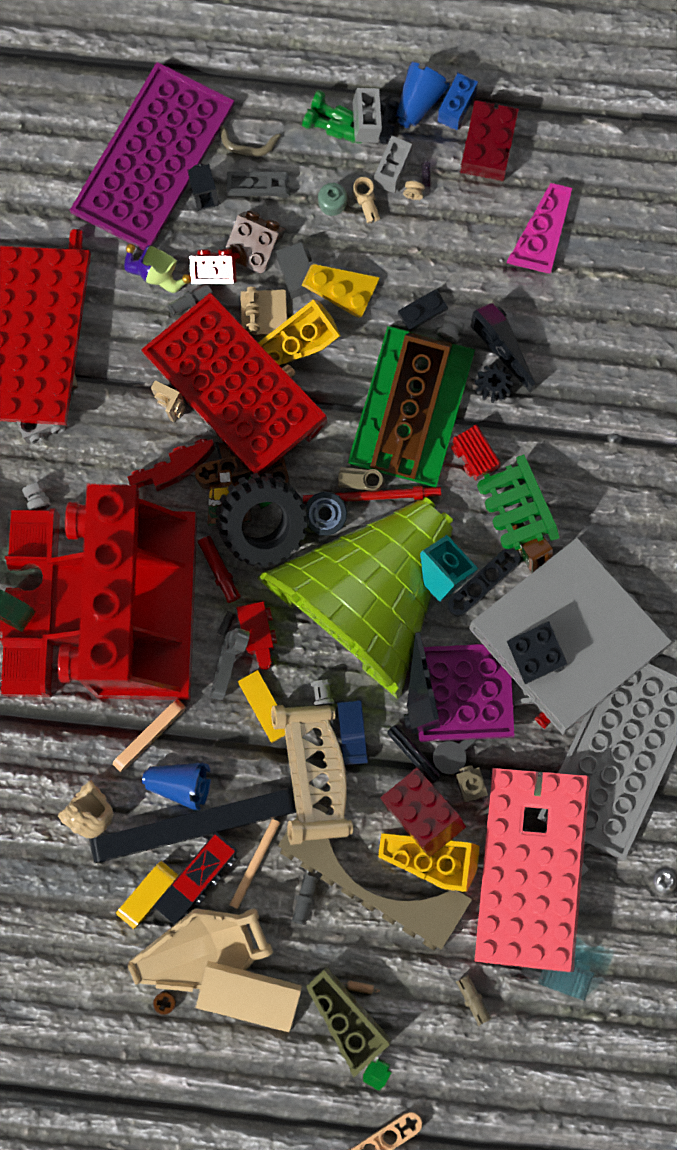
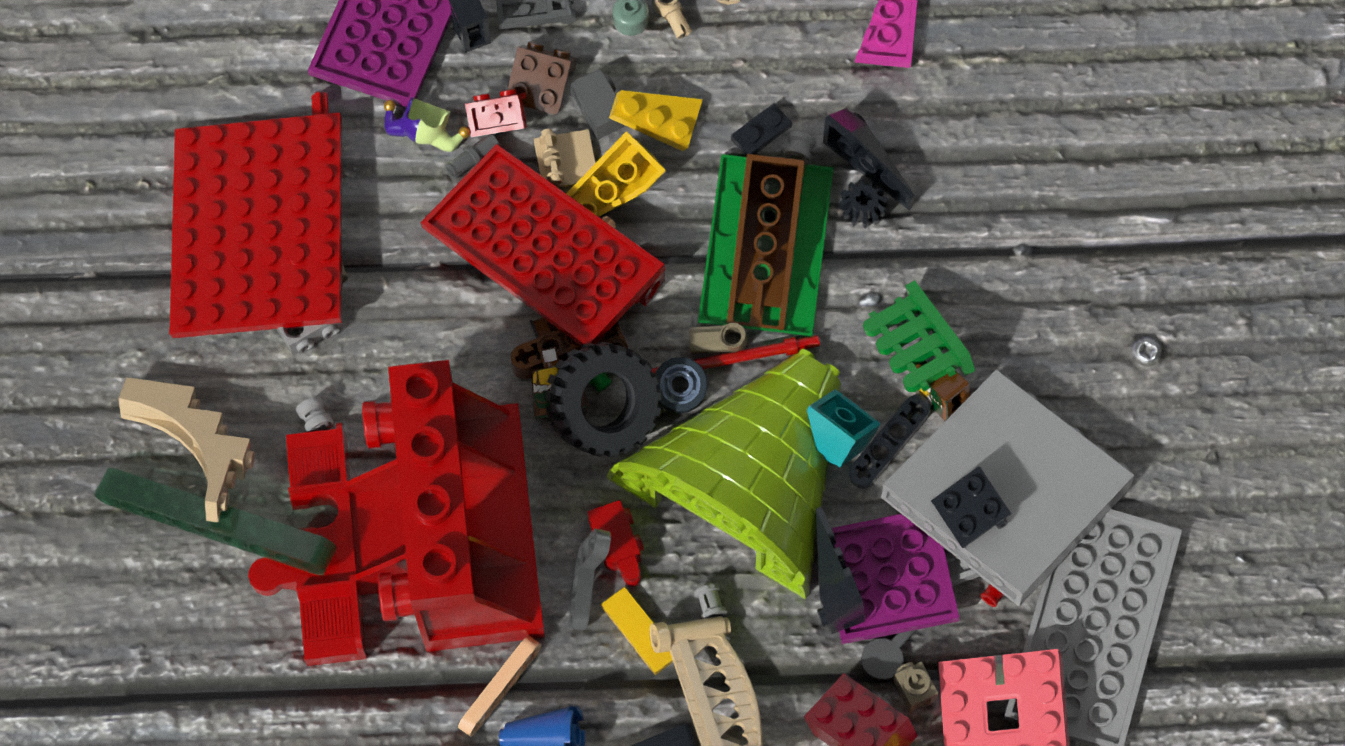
camera: 10 degrees left, 10 degrees down
(169, 399) = (464, 274): tan bracket -> none
(183, 463) = (491, 352): red slope -> none
(222, 576) = (563, 480): red pin -> none
(227, 621) = (576, 536): dark grey piece -> none
(352, 732) = (755, 644): dark blue piece -> none
(413, 754) = (834, 659): black axle -> none
(475, 453) = (854, 288): red brick -> none

